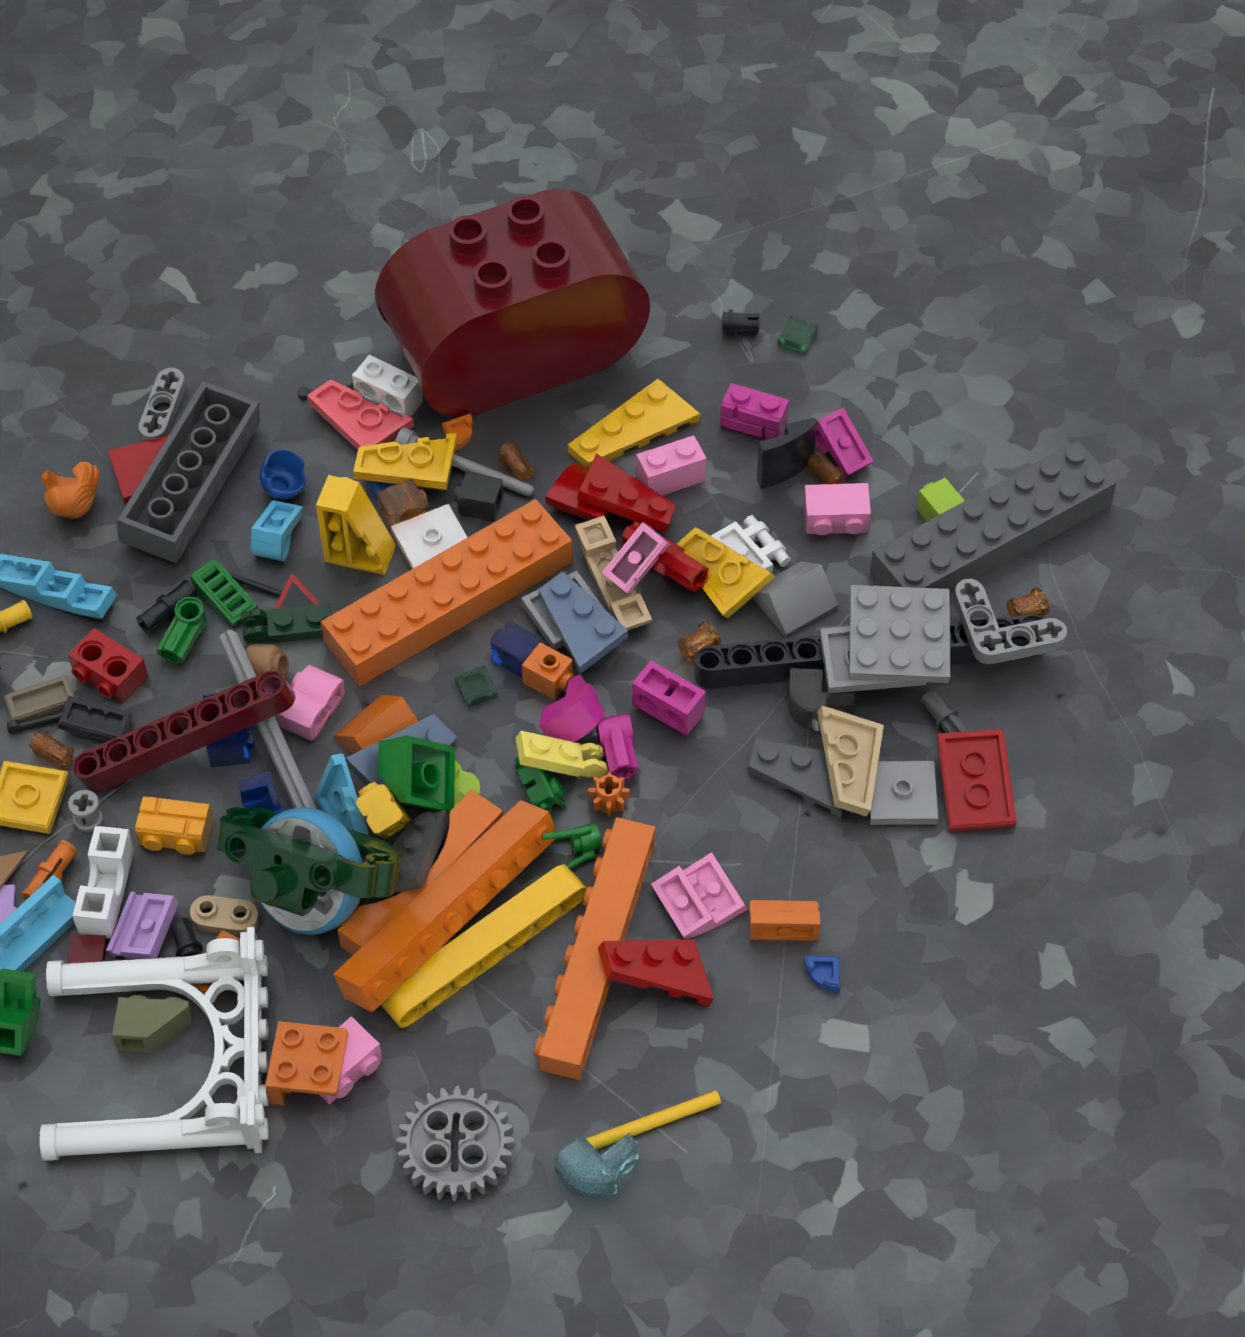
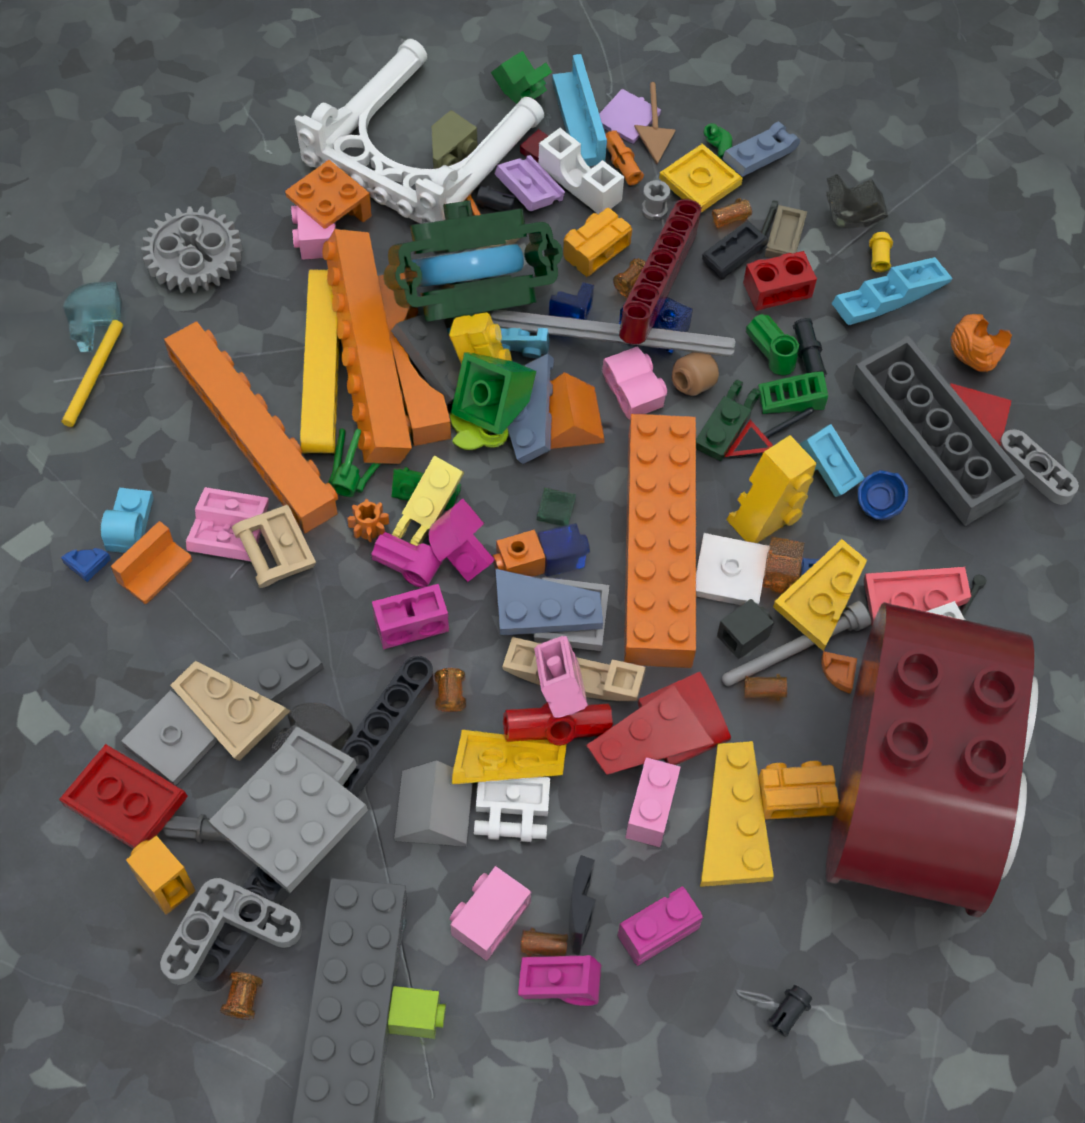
camera: 125 degrees right, 5 degrees up
(193, 773) = (625, 281): none -> clear orange bush
(582, 395) = (798, 790): none -> light orange brick
(659, 964) = (191, 443): red wing -> none
(683, 831) = (283, 540): none -> tan plate
(768, 966) = (127, 520): none -> medium azure plate
(797, 334) = (735, 1058): clear green tile -> none
(1006, 697) = (160, 874): none -> light orange brick

